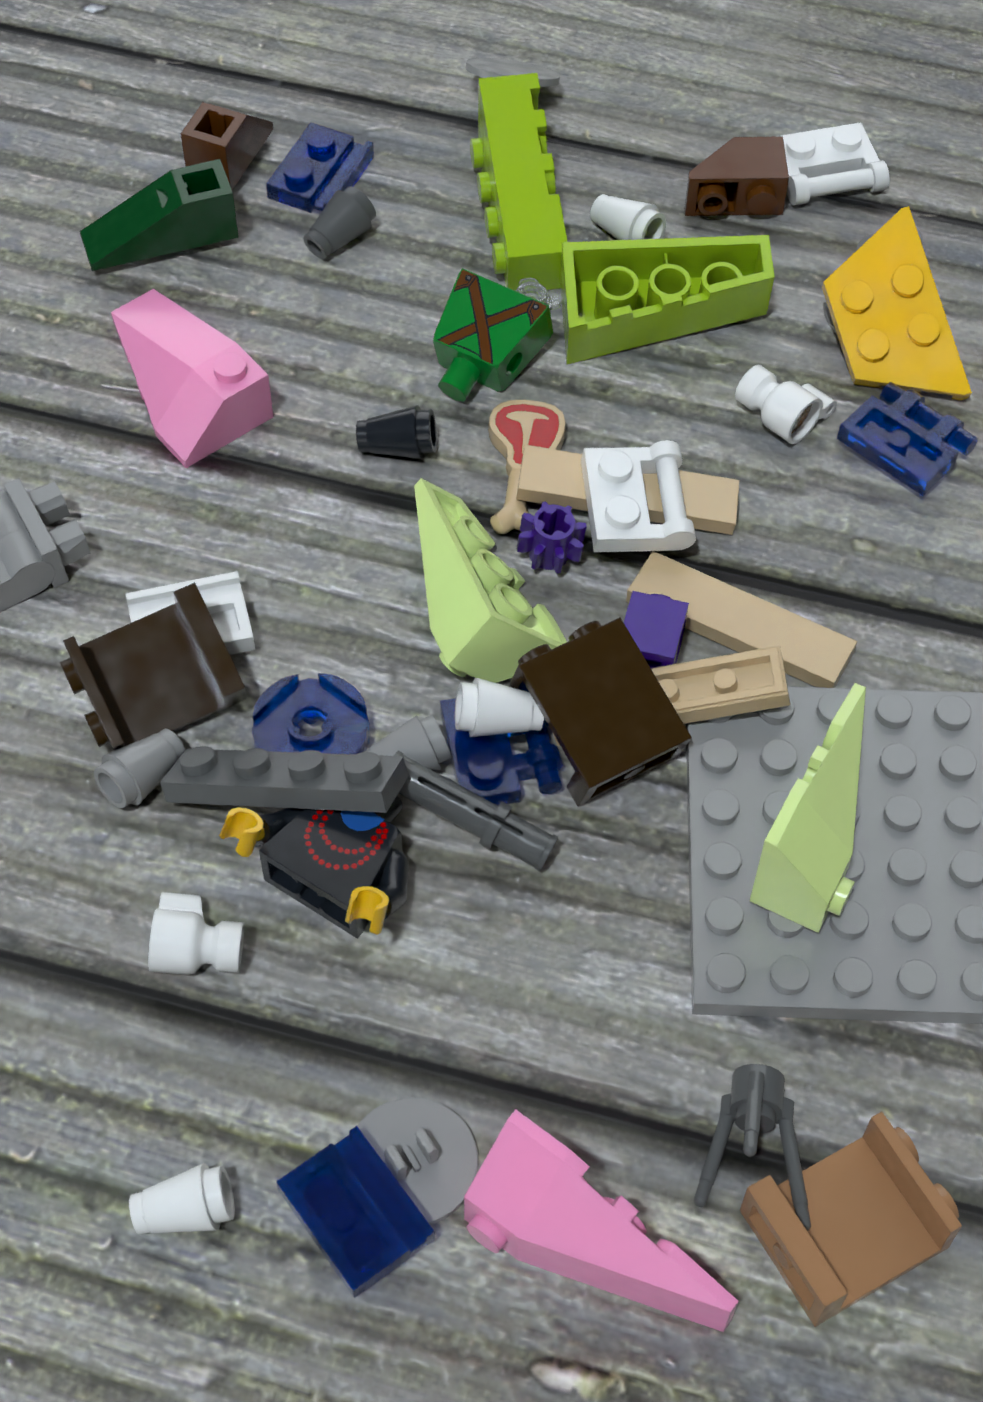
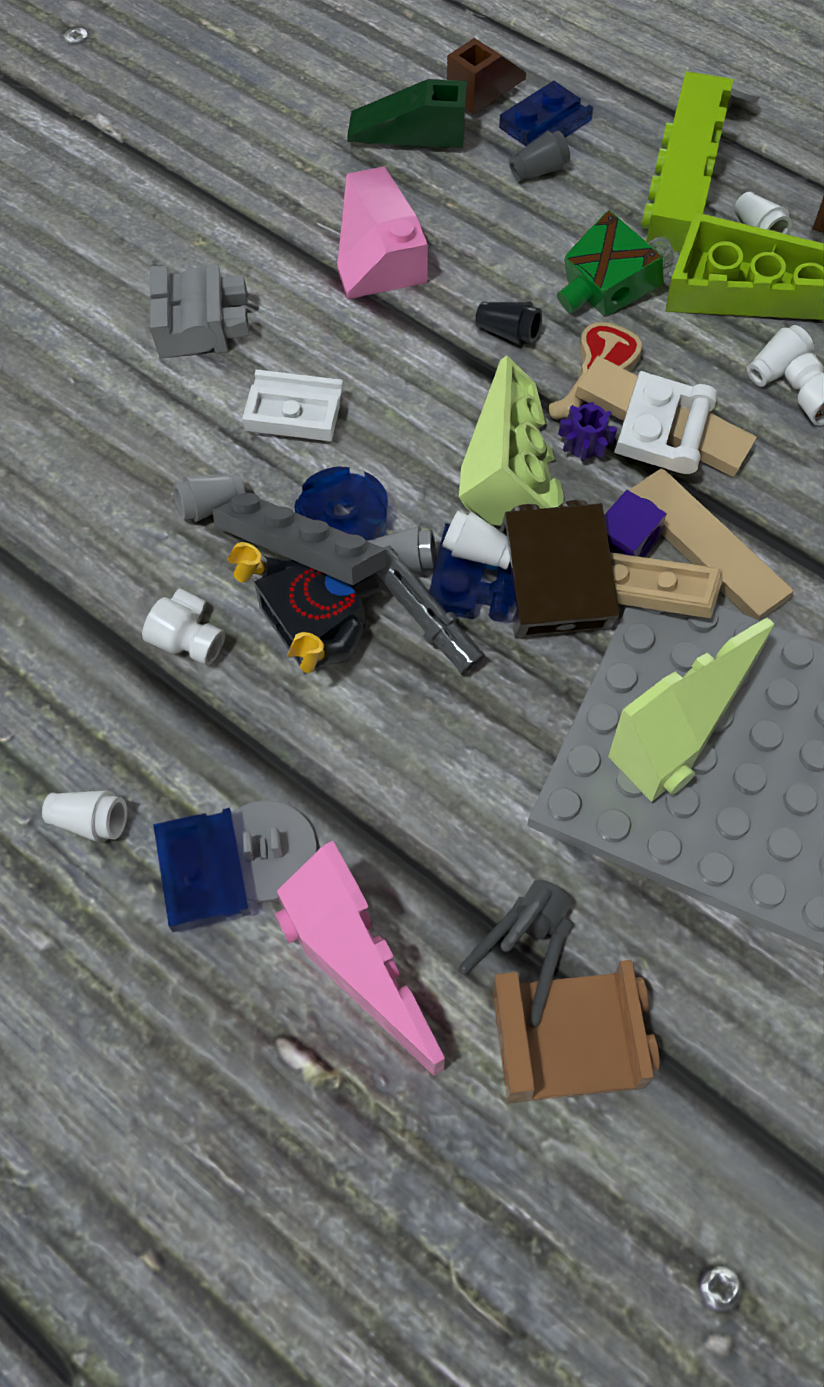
camera: 25 degrees right, 5 degrees up
(154, 672) = (245, 430): dark brown panel -> none
(720, 376) = (779, 353): none -> white cone

